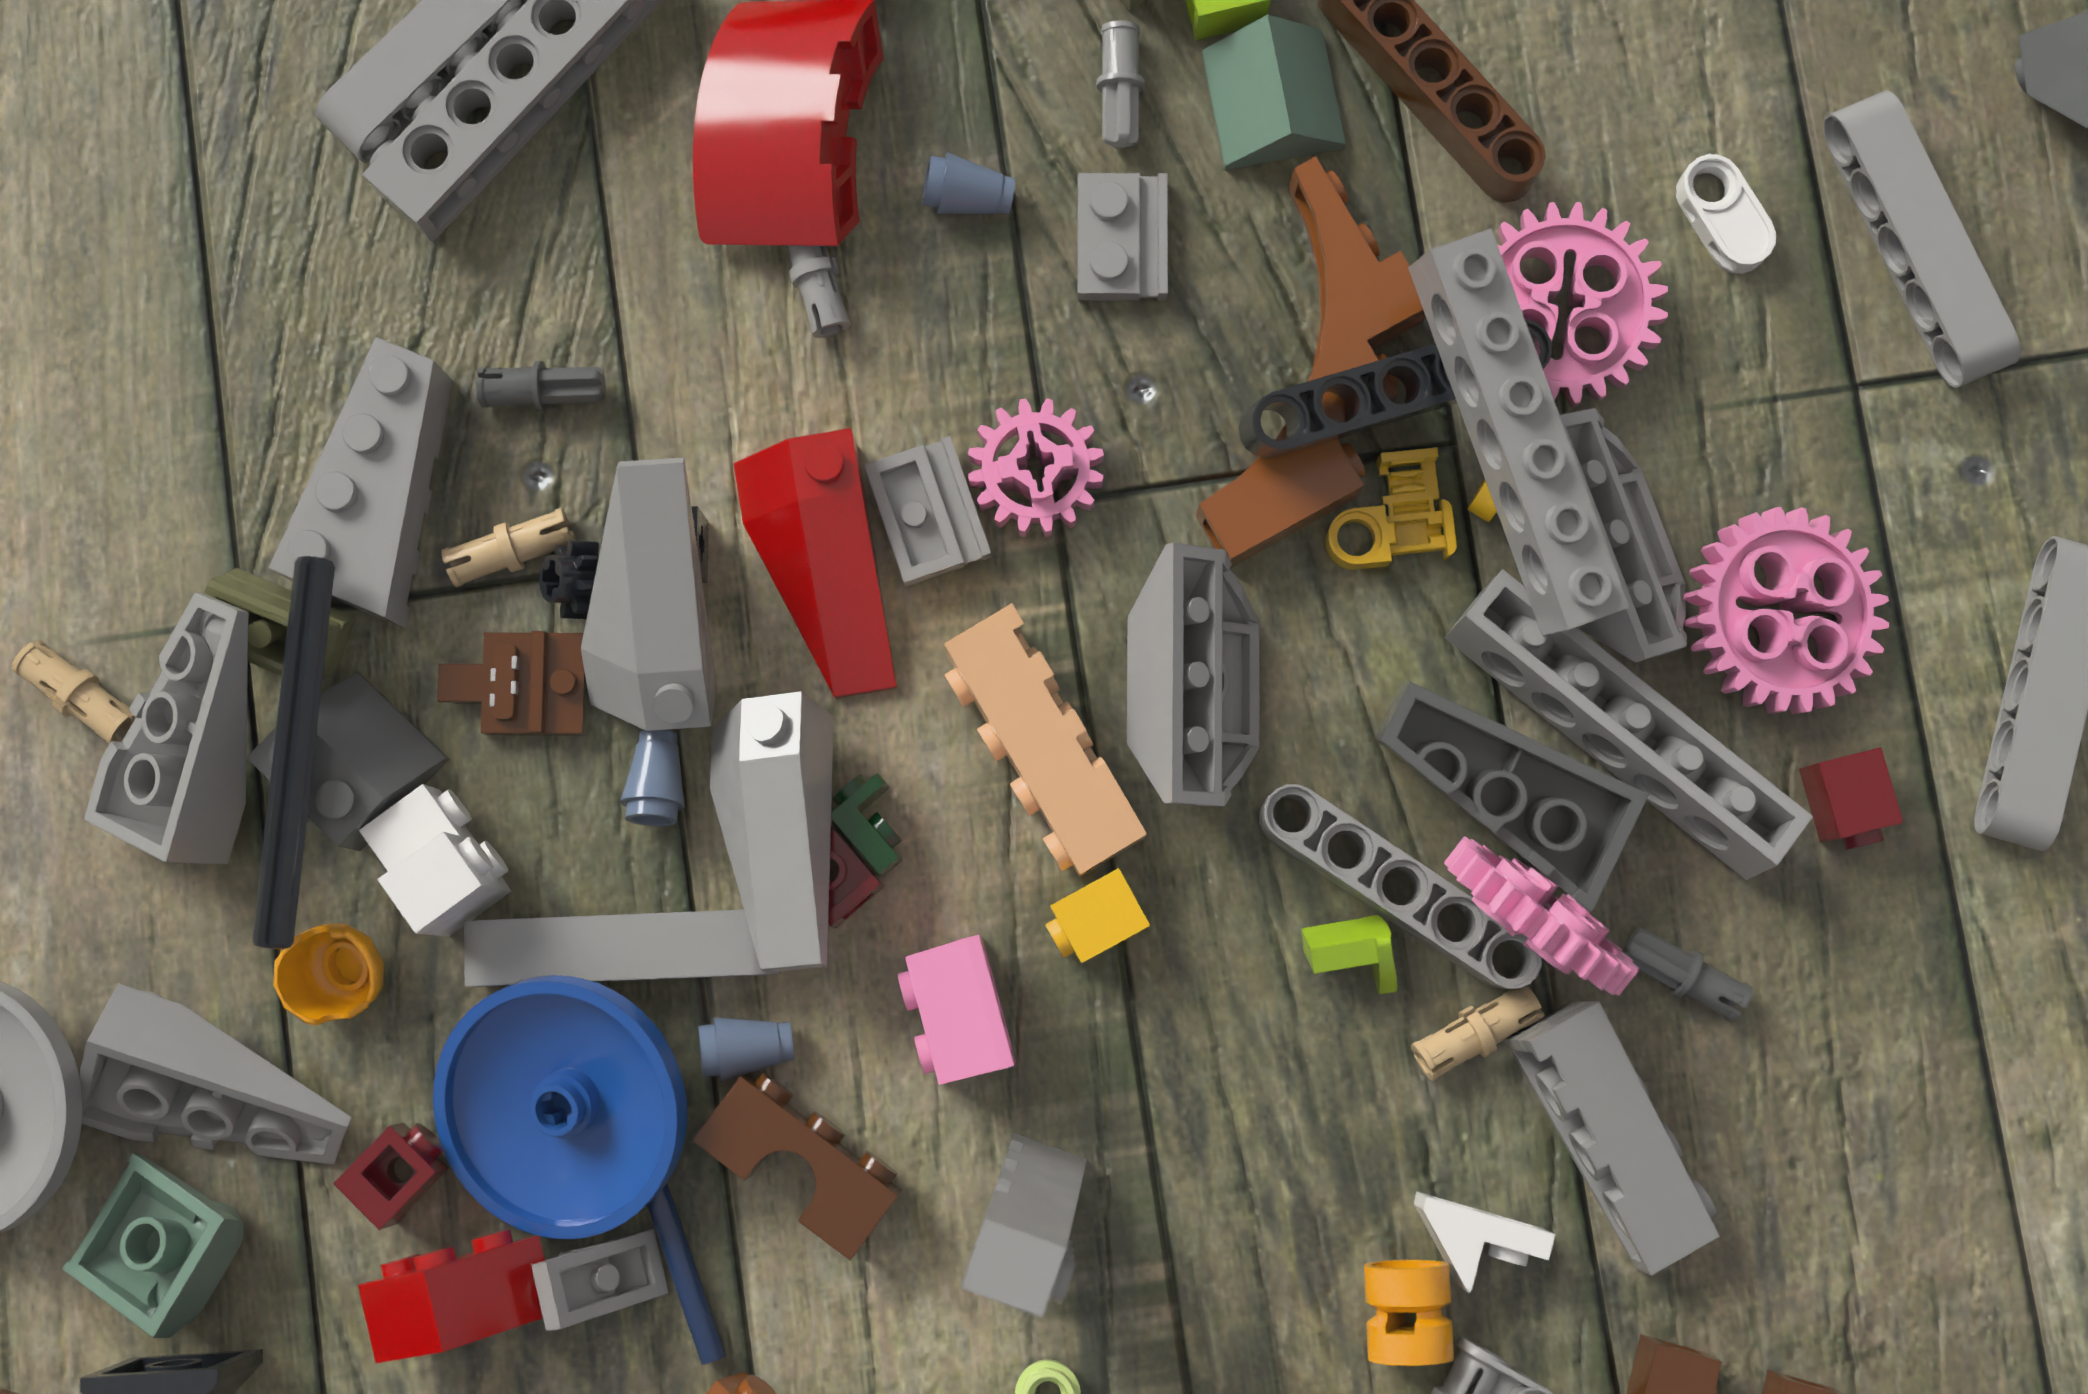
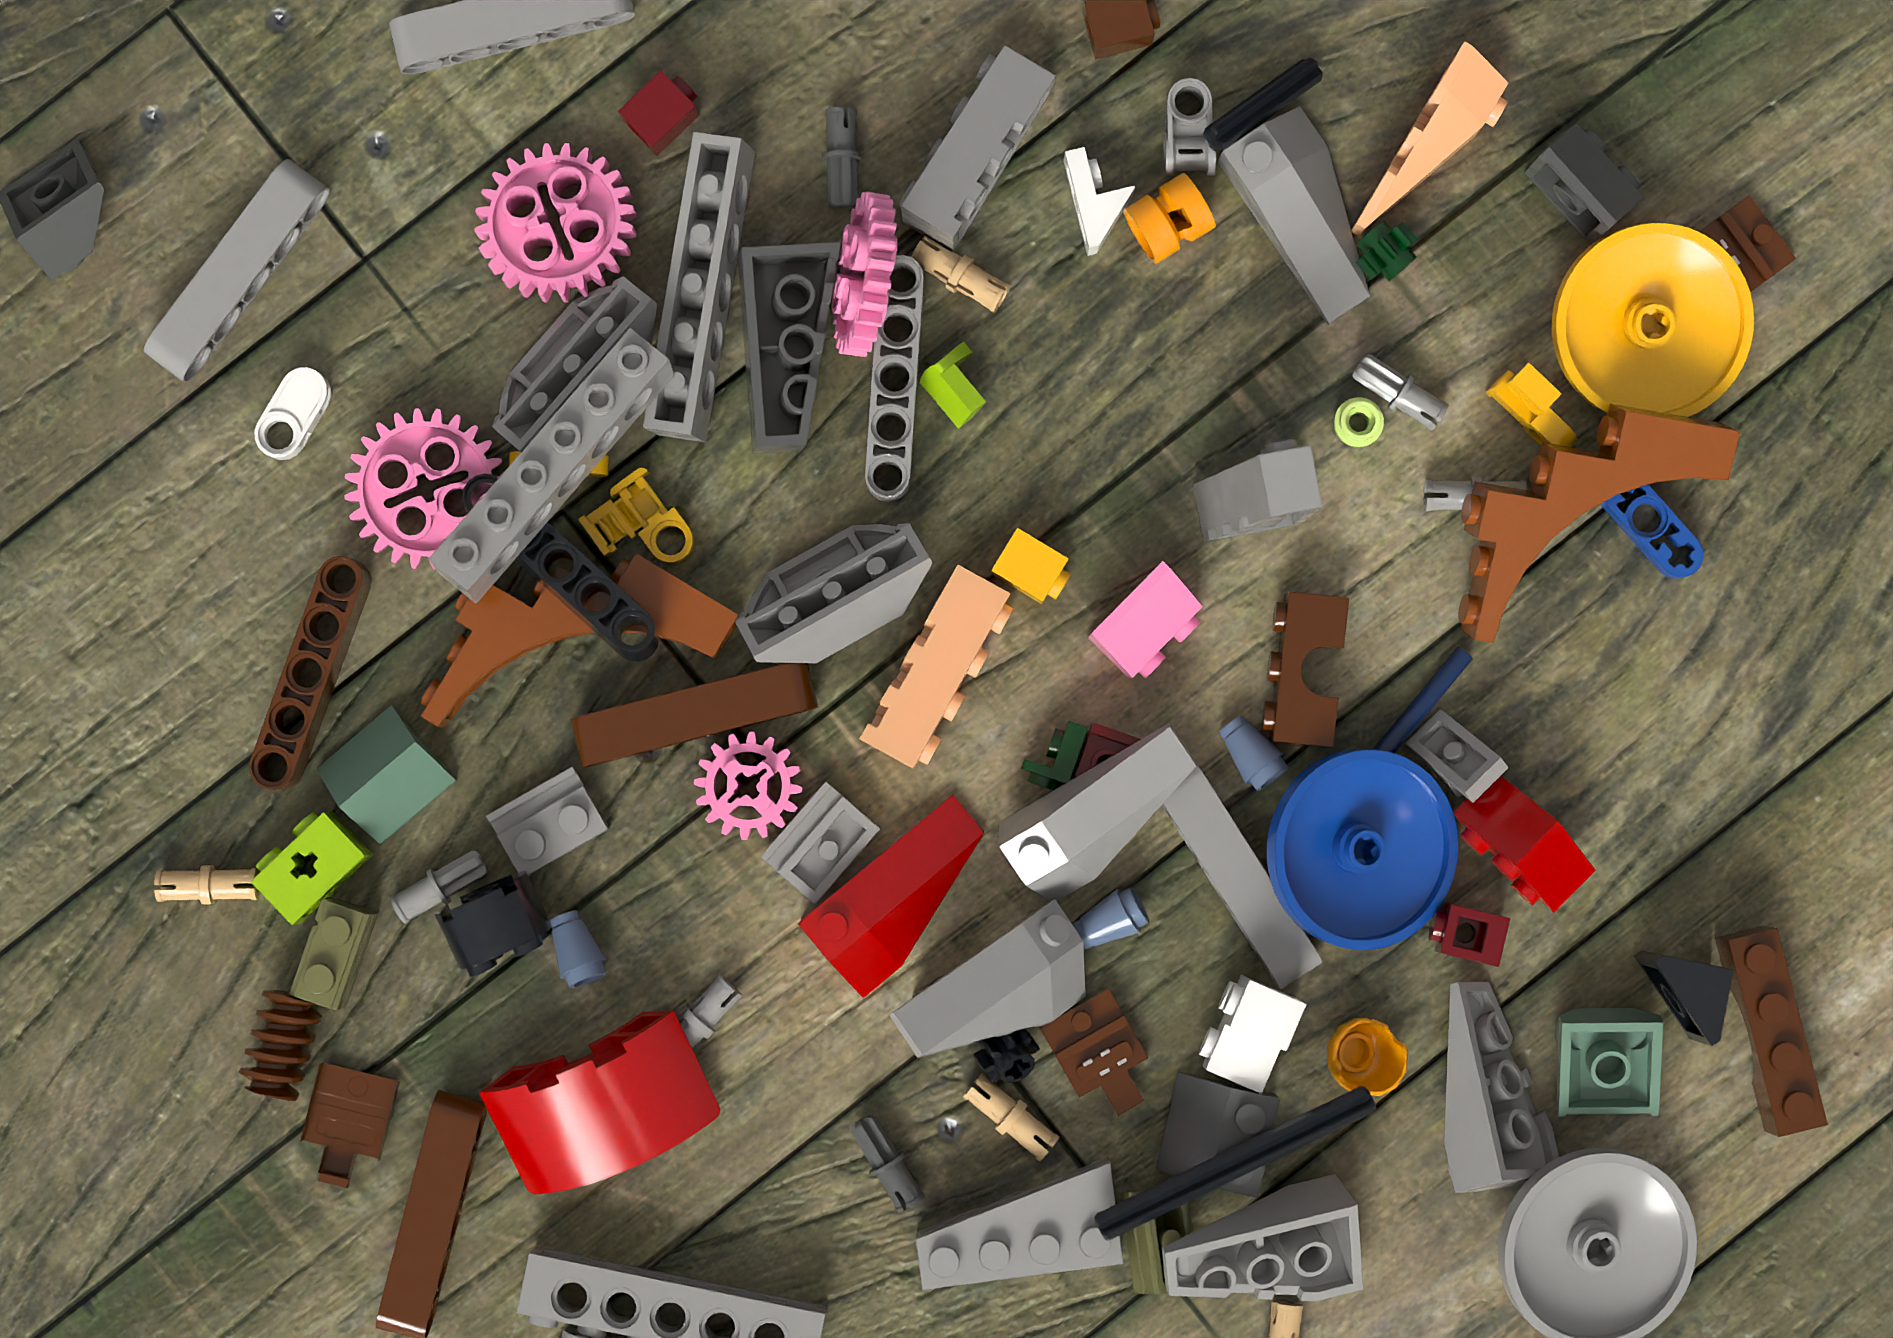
camera: 115 degrees left, 5 degrees up
(1045, 111) = (494, 921): none -> black brick
(1149, 455) = (693, 713): none -> reddish brown beam

